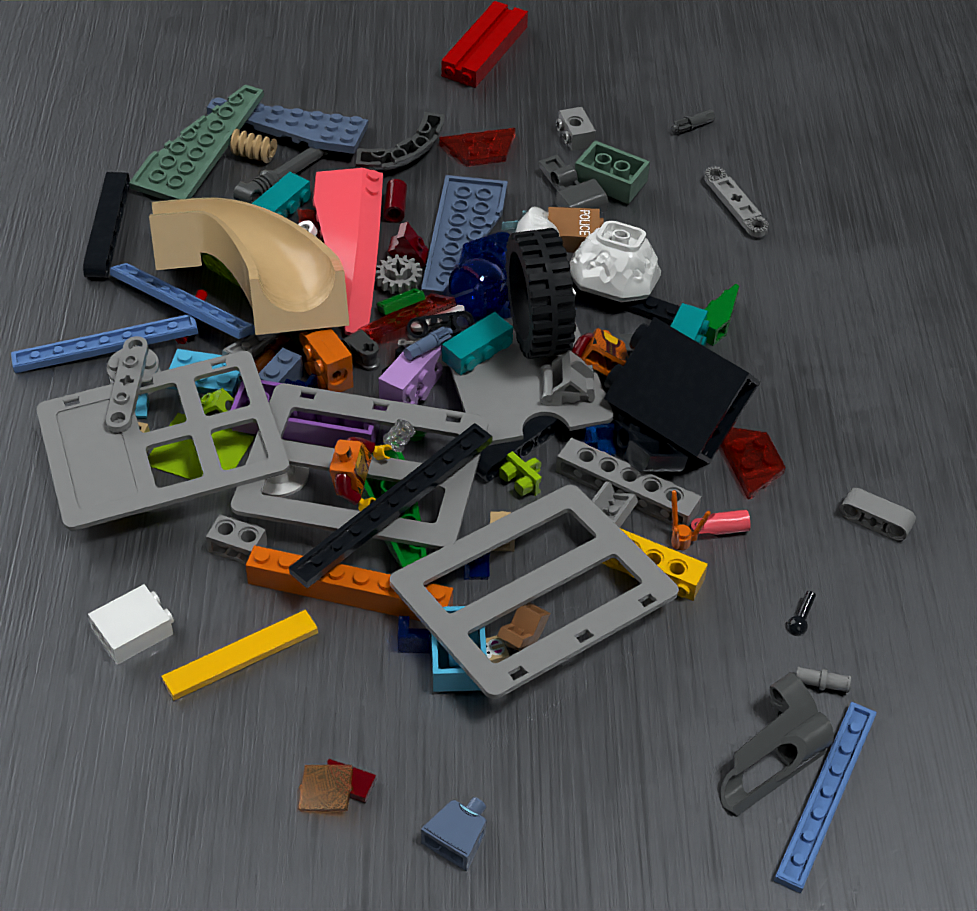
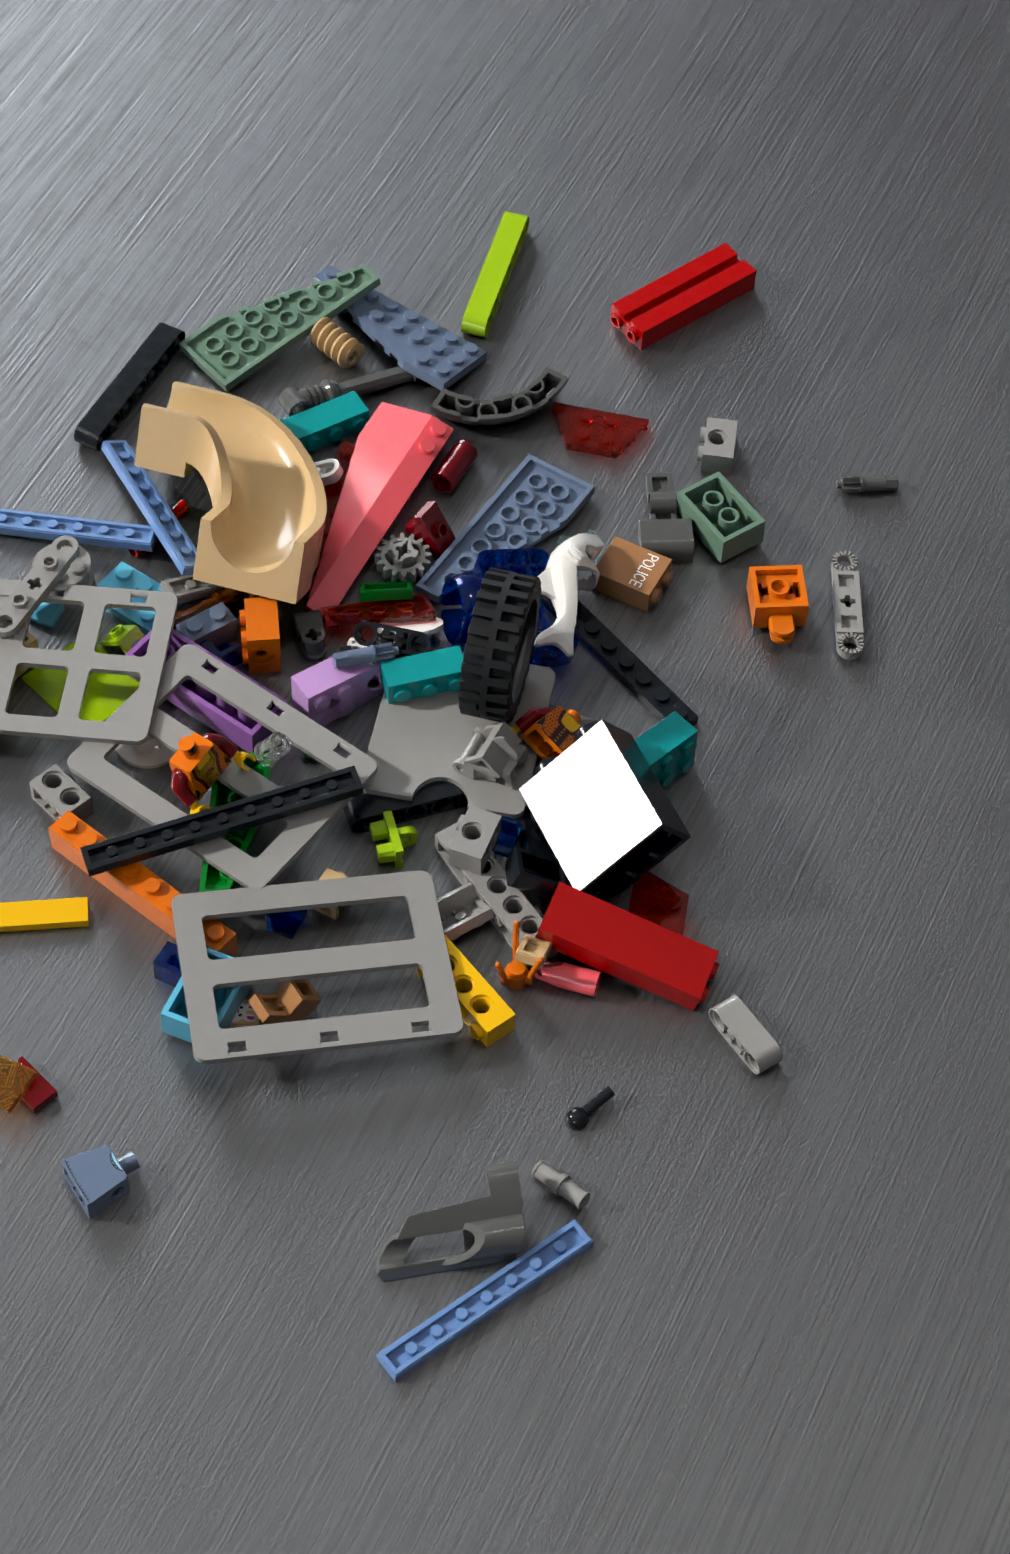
camera: 25 degrees right, 5 degrees up
(341, 69) = (495, 274): none -> lime beam
(594, 446) = (477, 825): none -> light grey brick
(616, 263) = (642, 636): white rock -> none
(689, 211) = (777, 600): none -> orange brick
(691, 511) = (532, 949): none -> tan tile
(720, 315) = (727, 739): green slope -> none
(755, 482) = (628, 947): none -> red brick

